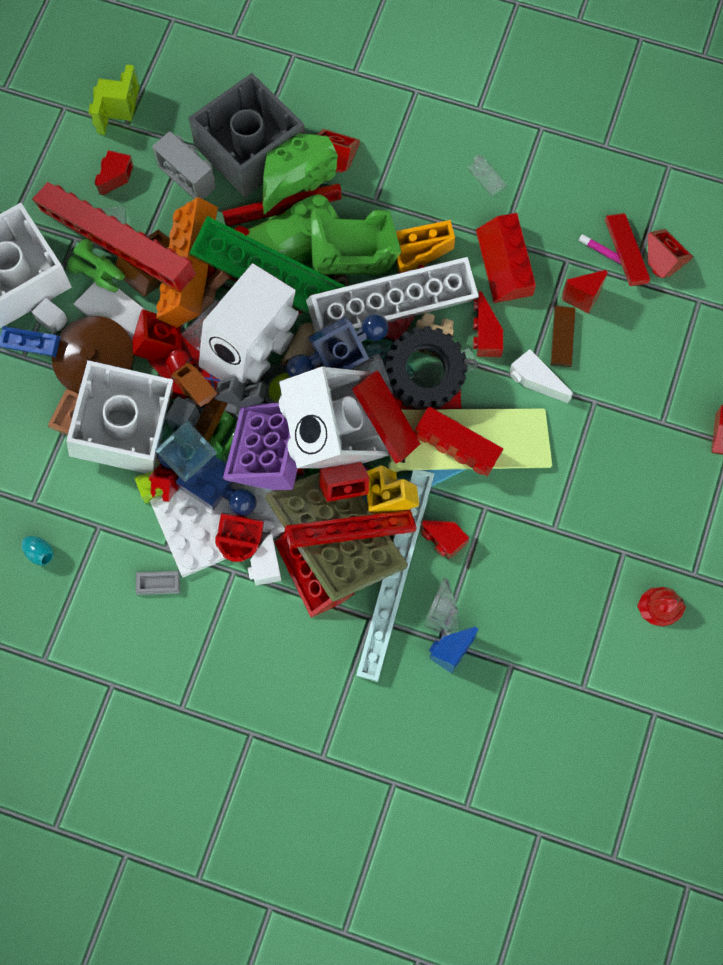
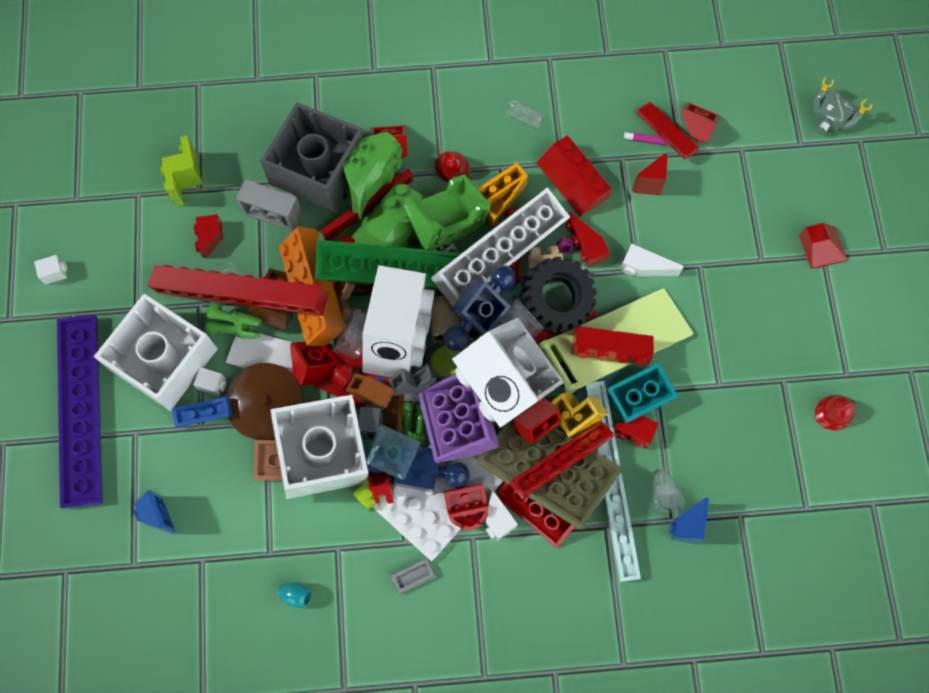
camera: 25 degrees left, 0 degrees up
(386, 416) = (549, 350): red tile -> none
(387, 198) = (451, 165): none -> red piece
(463, 324) = (565, 245): none -> magenta plate
(465, 500) = (641, 393): none -> teal slope
(562, 336) = (649, 222): reddish brown tile -> none

